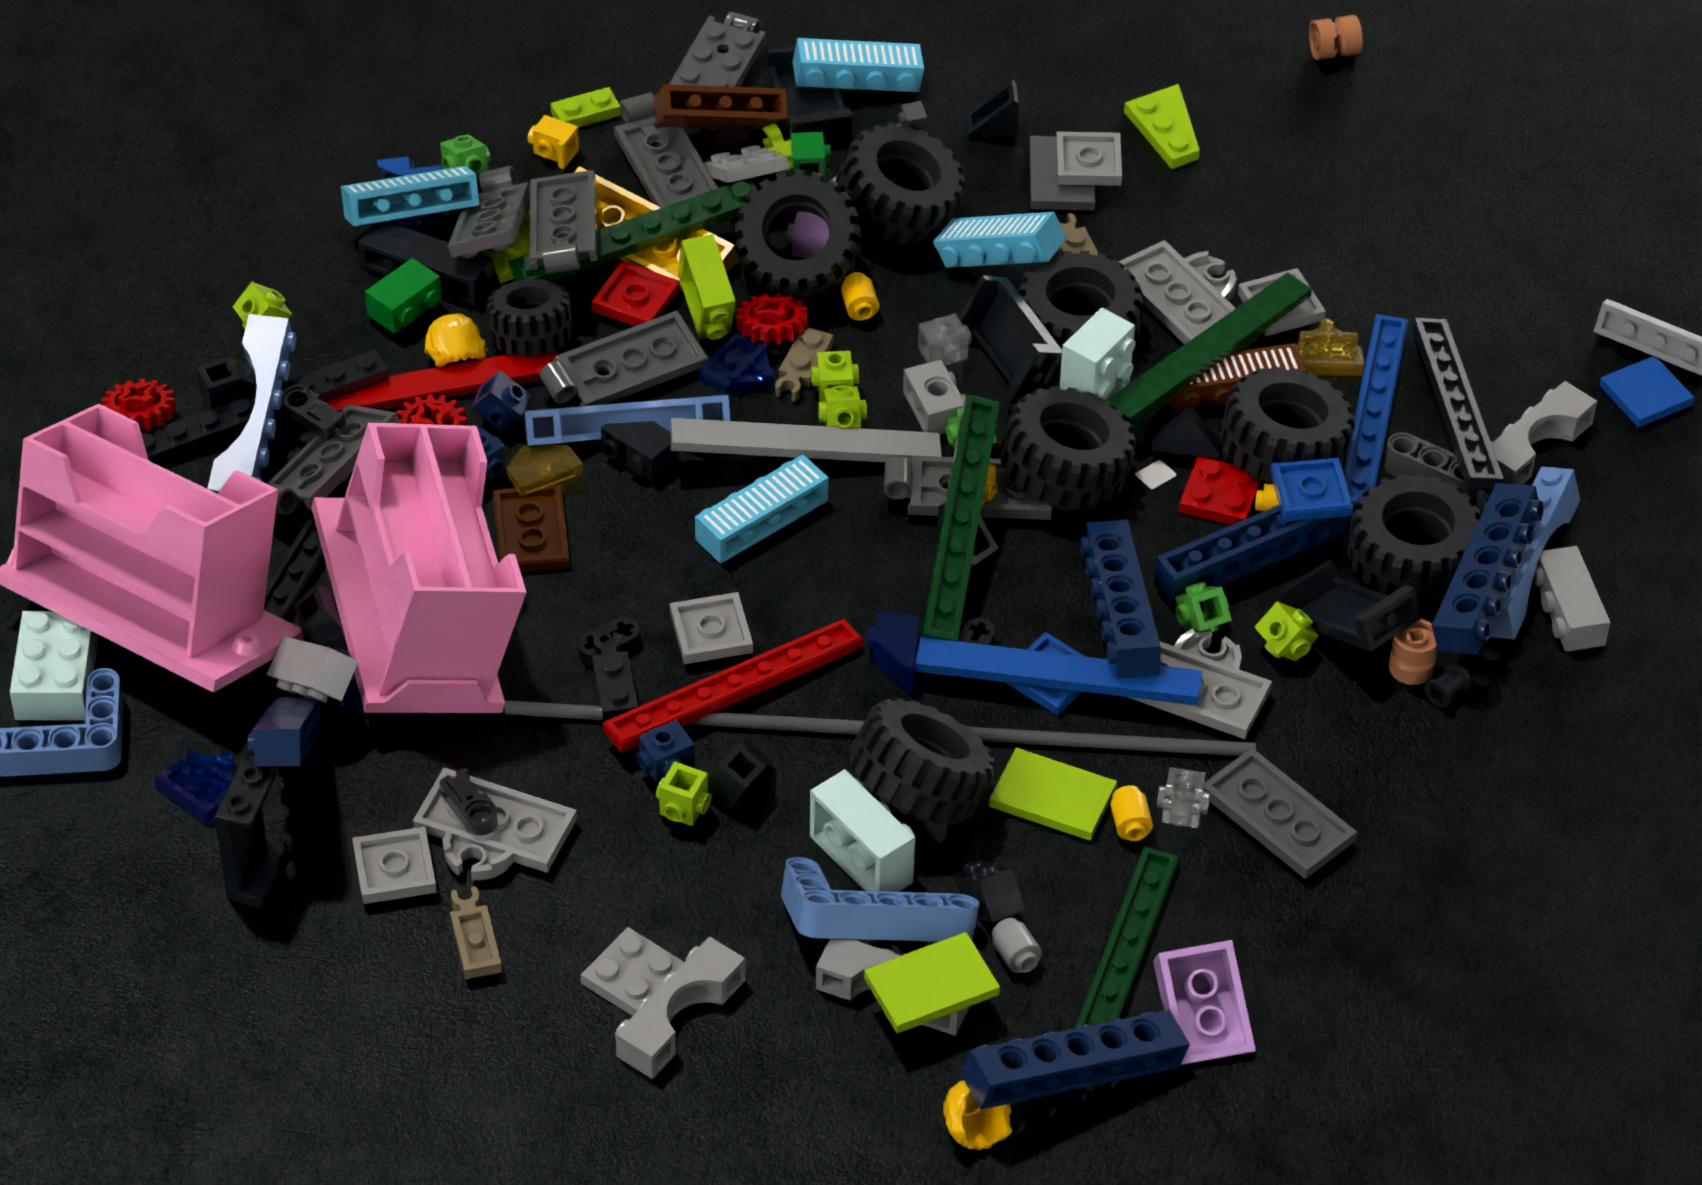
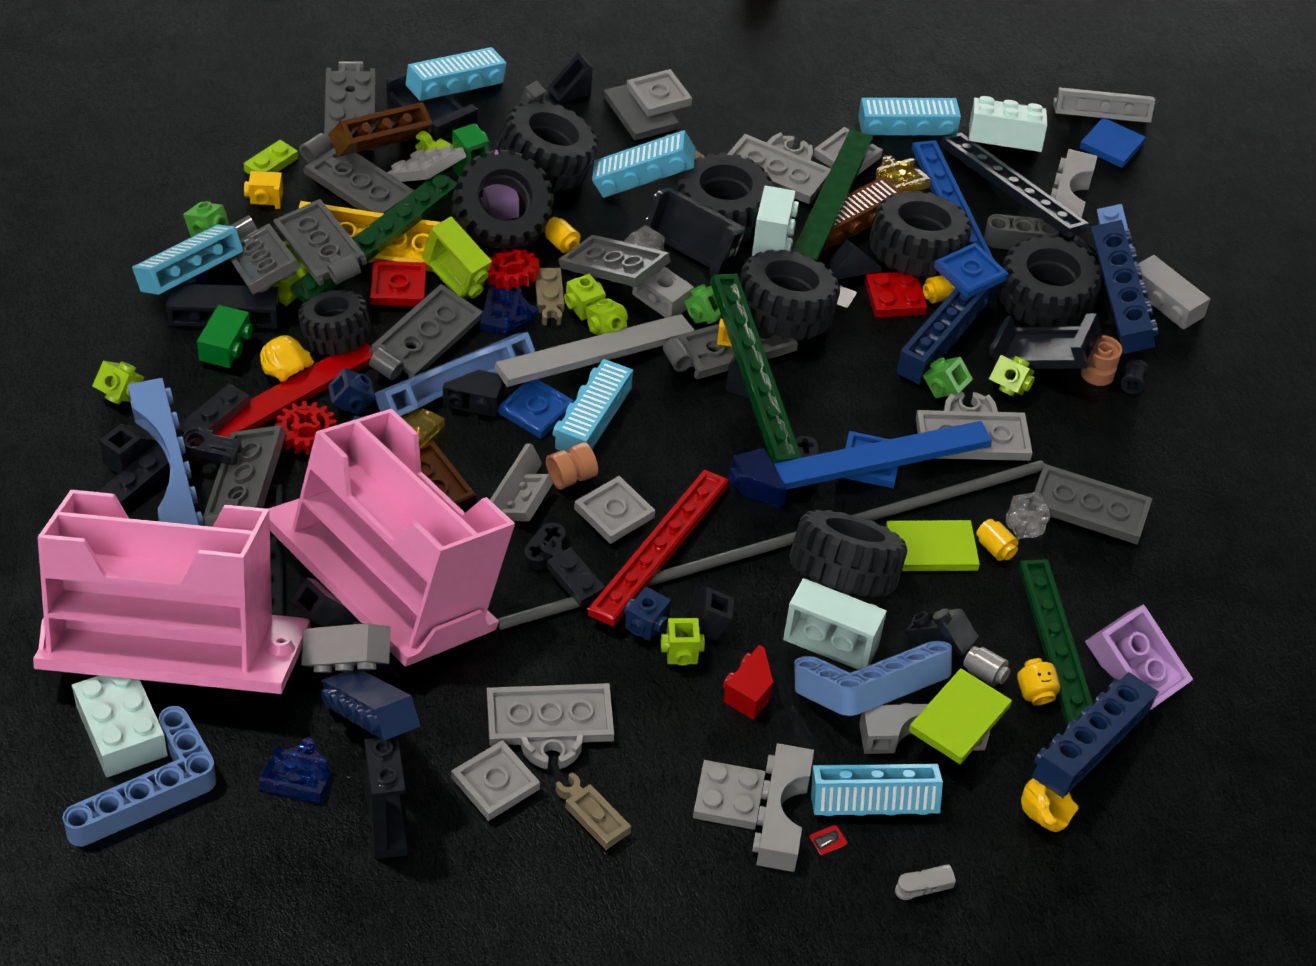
camera: 30 degrees left, 0 degrees up
(142, 402) = (54, 485): red gear -> none
(402, 166) = (162, 242): blue slope -> none
(466, 801) = (525, 707): black piece -> none
(612, 573) = (522, 488): none -> light grey bracket
(692, 563) = (574, 464): none -> nougat wheel
(699, 483) = (535, 407): none -> blue tile
(712, 1060) = (828, 839): none -> sticker
(732, 867) = (750, 685): none -> red slope
(783, 1142) = (925, 882): none -> light grey bar
(788, 1025) = (876, 789): none -> medium azure brick
(893, 345) = (614, 260): none -> dark grey plate
(1062, 984) = (1038, 682): none -> yellow head
(1121, 599) = (895, 388): dark blue brick -> none
(1166, 125) = (688, 57): lime wing -> none
(1392, 279) = (909, 116): none -> medium azure brick
(1508, 326) = (1008, 124): none -> light aqua brick

